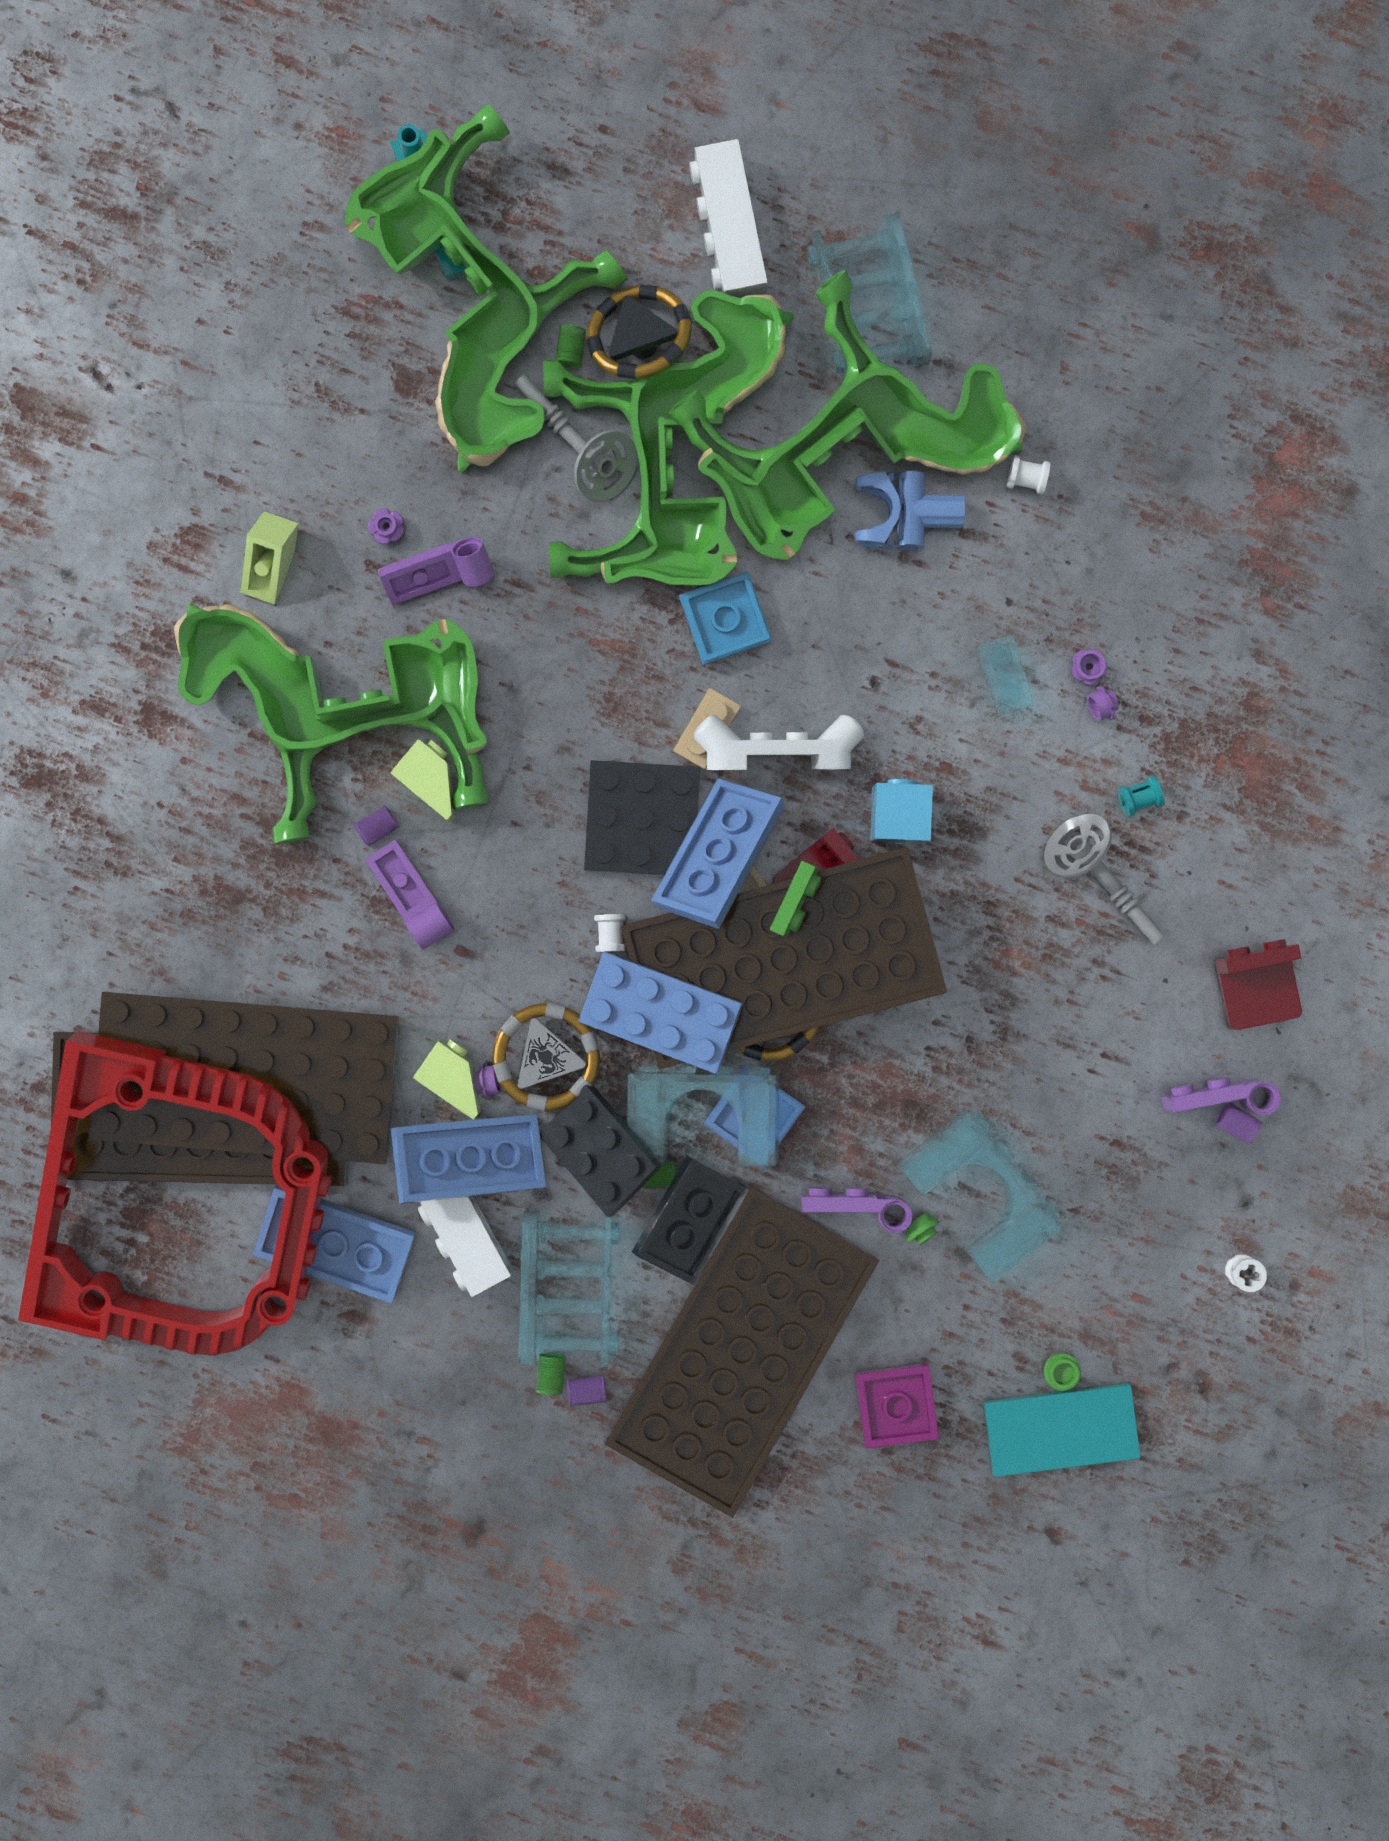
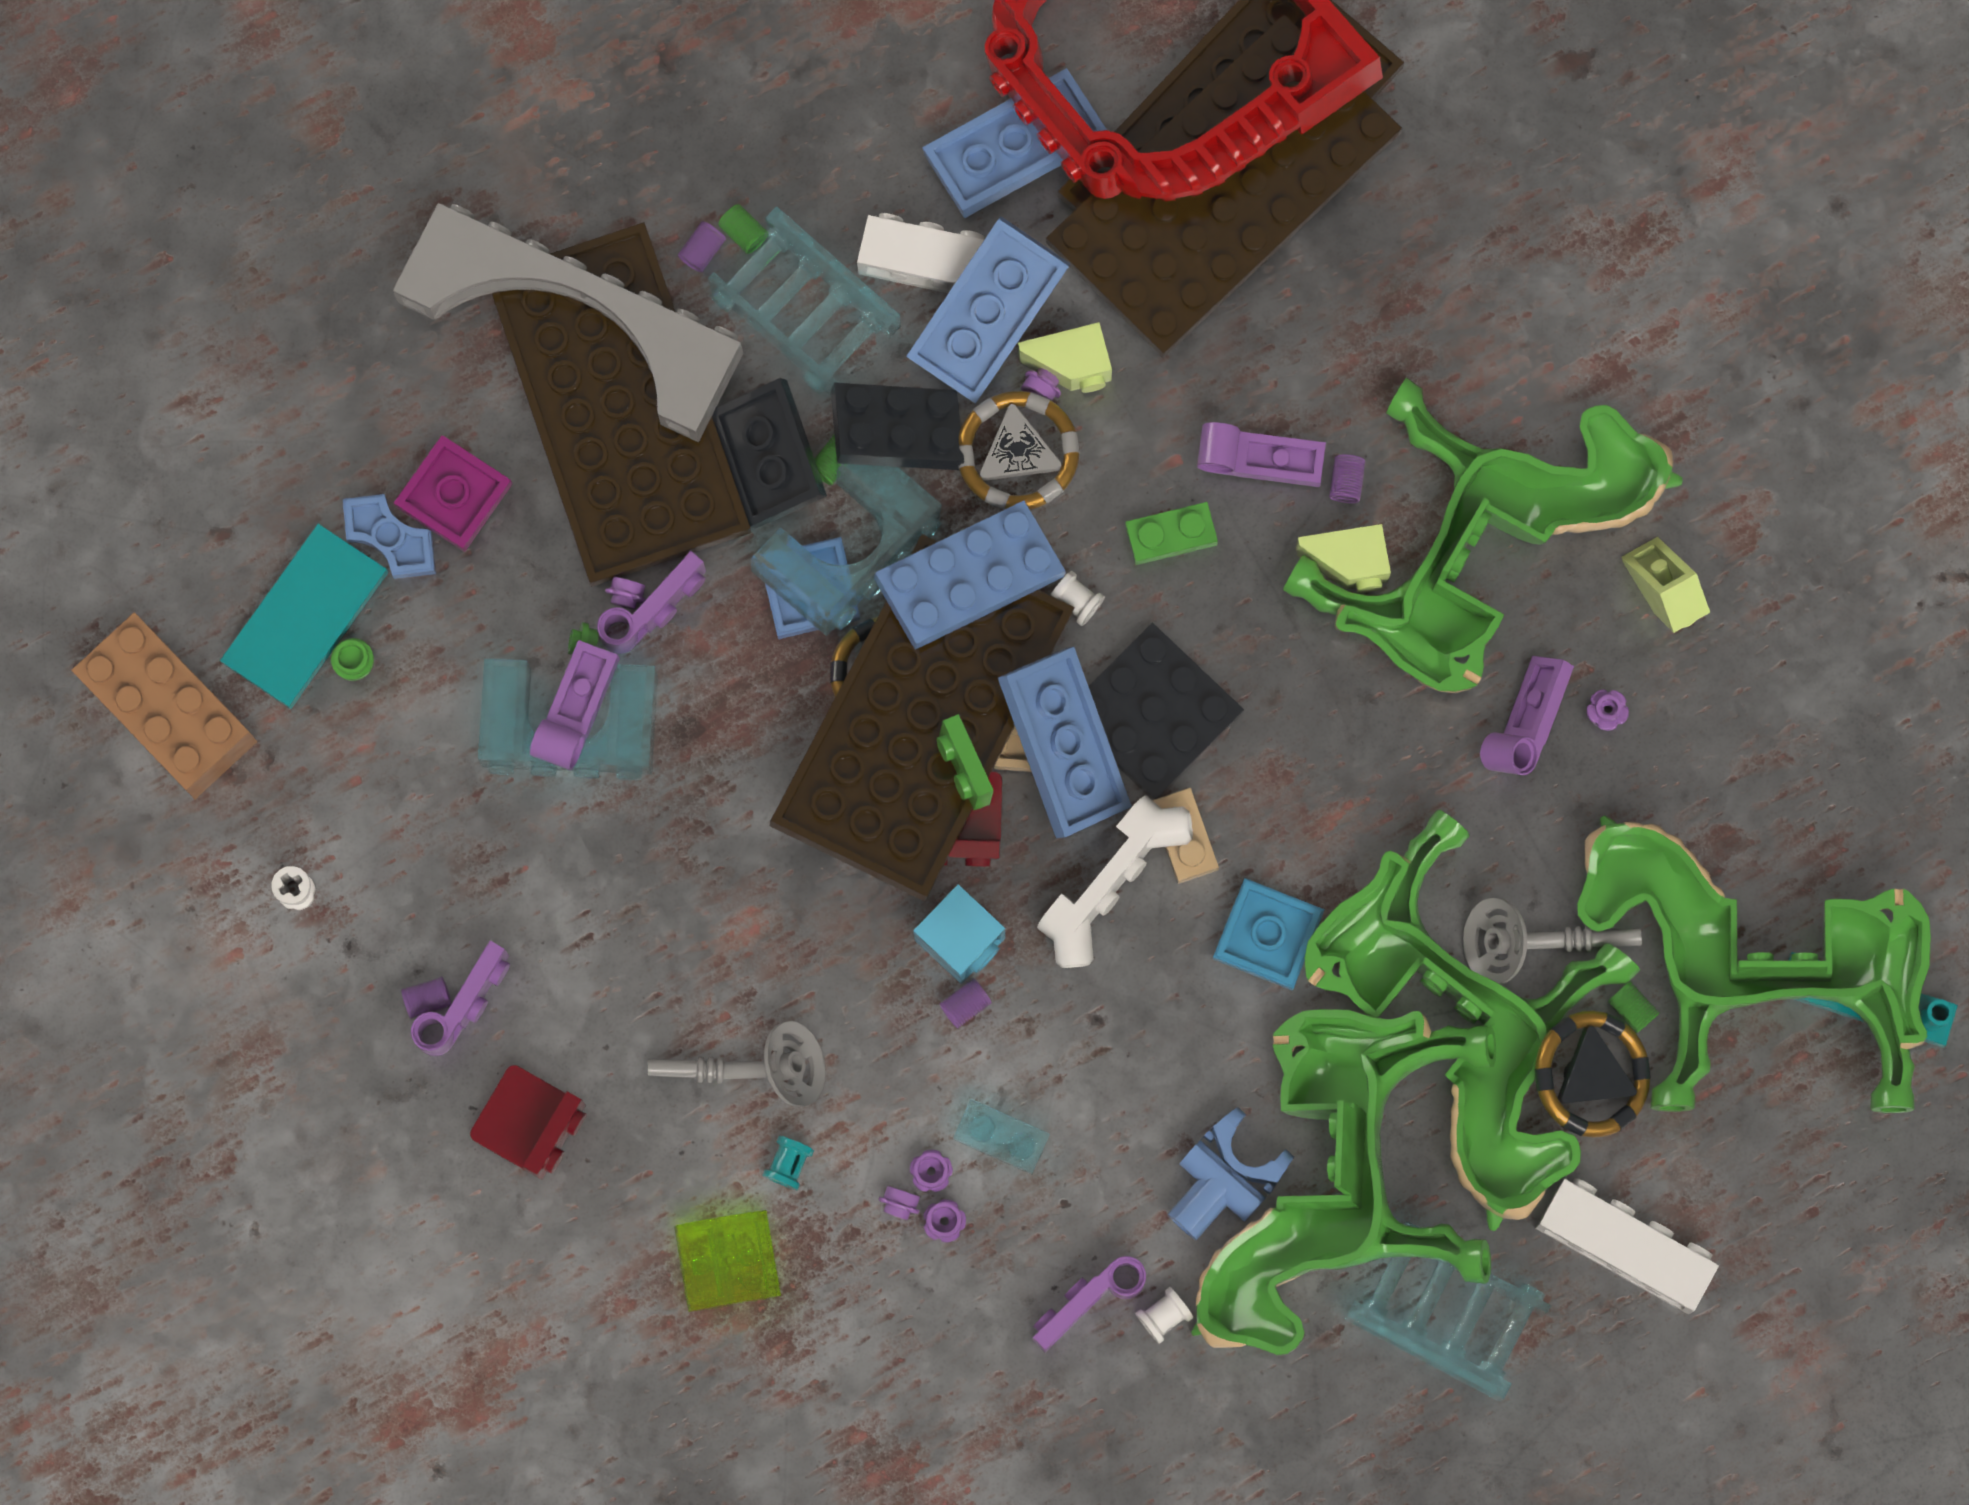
camera: 135 degrees right, 10 degrees down
(512, 910) = (1171, 533): none -> bright green plate
(737, 1541) = (468, 259): none -> light grey arch
(863, 1231) = (626, 593): none -> medium lavender plate
(937, 776) = (977, 1004): none -> medium lavender piece
(960, 1439) = (405, 548): none -> medium blue tile
(975, 1193) = (575, 706): none -> medium lavender plate
(1061, 533) = (1082, 1298): none -> medium lavender plate
(1074, 699) = (942, 1167): none -> medium lavender plate
(1203, 1467) = (164, 705): none -> medium nougat brick
(1235, 780) = (727, 1261): none -> clear neon green slope

